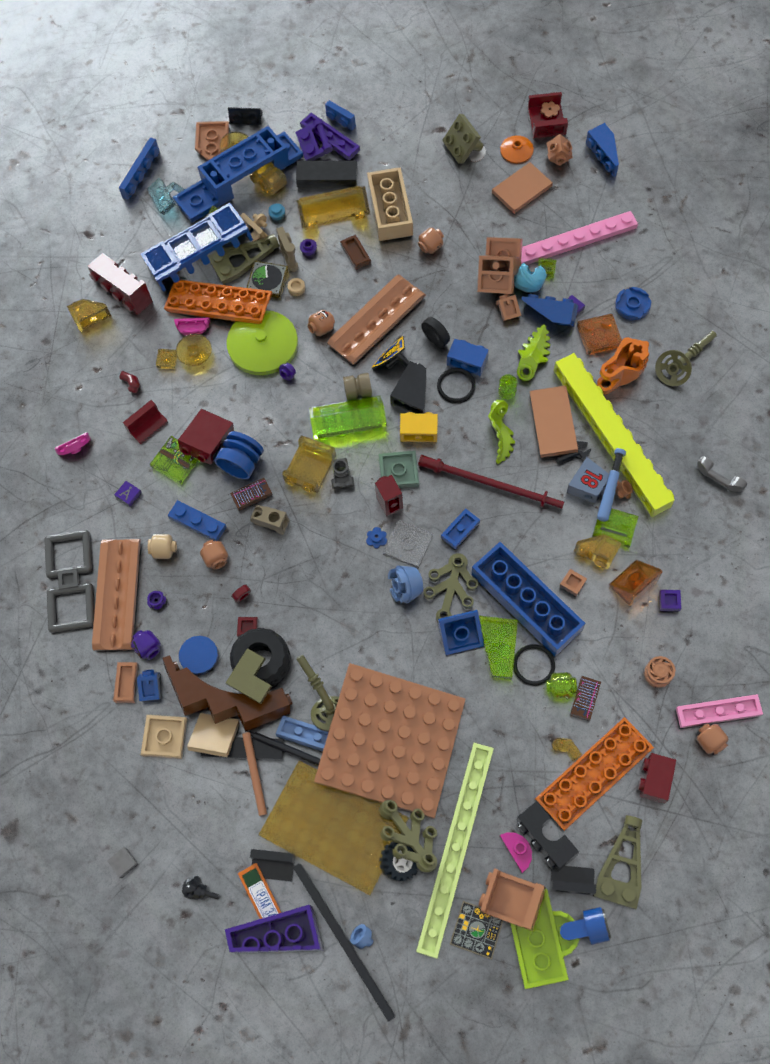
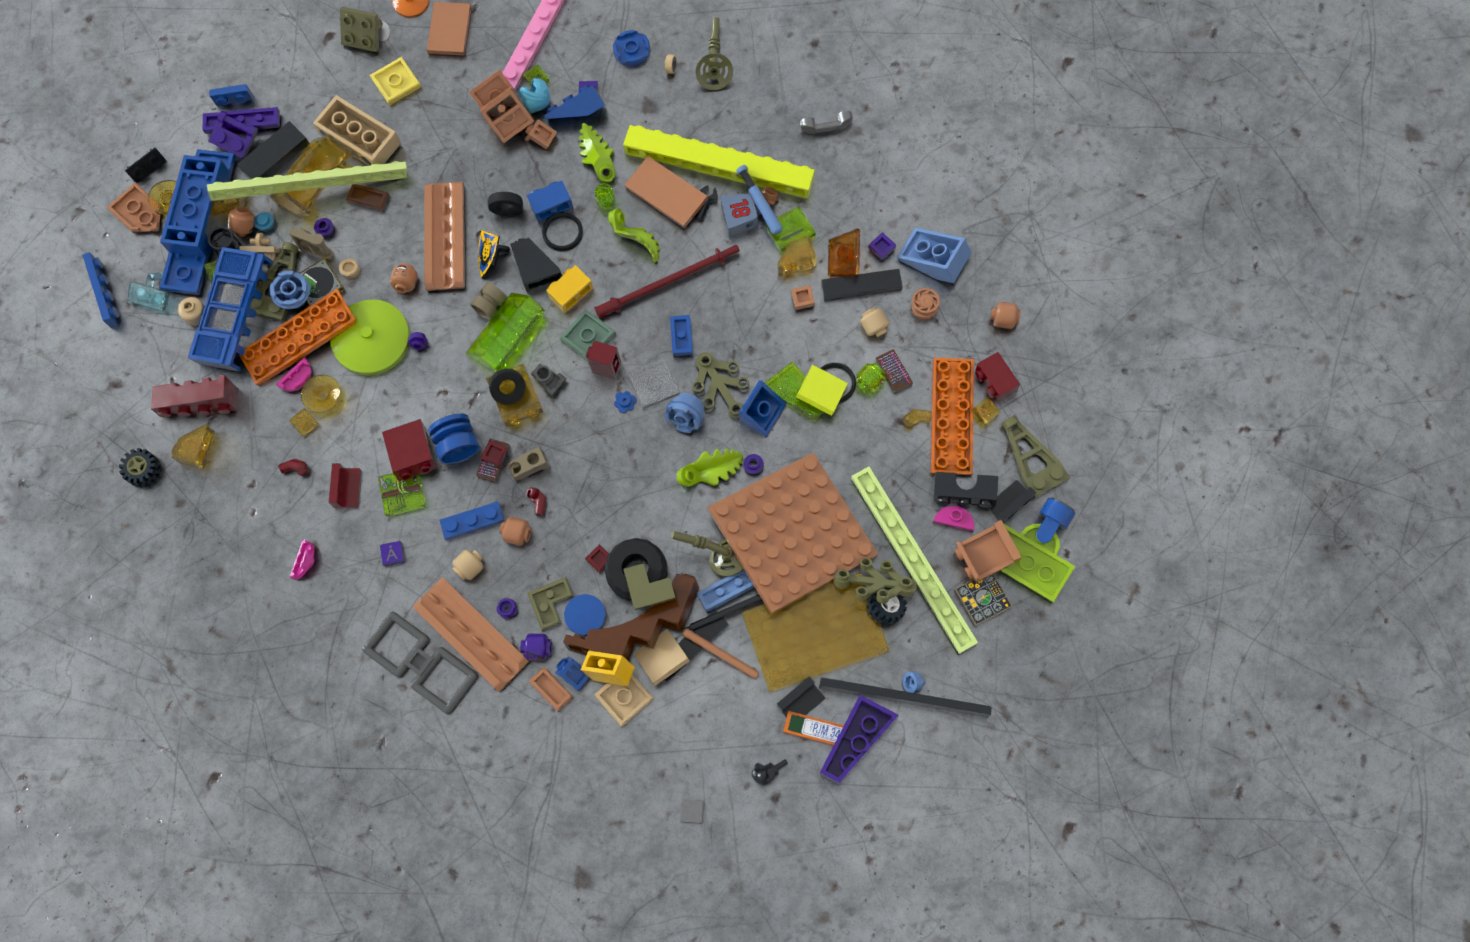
camera: 45 degrees left, 5 degrees up
(45, 297) = (132, 465): none -> black wheel
(170, 705) = (607, 668): none -> yellow brick
(173, 226) = (191, 310): none -> tan head
(184, 619) = (544, 601): none -> olive tile
(239, 200) = (223, 237): none -> black wheel
(241, 266) = (289, 290): none -> medium blue cone
(241, 593) = (568, 539): dark red tile -> none
(252, 548) = (539, 500): none -> dark red arm
(255, 490) = (494, 453): none -> dark red tile
(261, 198) = (241, 221): none -> nougat head
(298, 458) = (498, 378): none -> black tyre
(326, 207) = (307, 181): none -> yellowish green plate
(383, 639) = (710, 468): none -> lime plant
(415, 671) = (753, 469): none -> dark purple plate
(430, 240) = (422, 134): nougat head -> none
(451, 192) = (395, 81): none -> light yellow tile
(516, 660) = (821, 390): none -> neon yellow tile
(527, 598) = (784, 339): blue brick -> none
(599, 333) = (630, 93): clear orange plate -> none
(607, 649) = (874, 322): none -> tan head
(618, 373) = (677, 112): orange piece -> none
(623, 794) = (985, 410): none -> clear yellow plate
(627, 613) = (861, 284): none -> black tile
(649, 335) = (670, 64): none -> tan tile
(705, 643) = (935, 254): none -> medium blue slope
(719, 711) = (990, 292): bright pink plate -> none

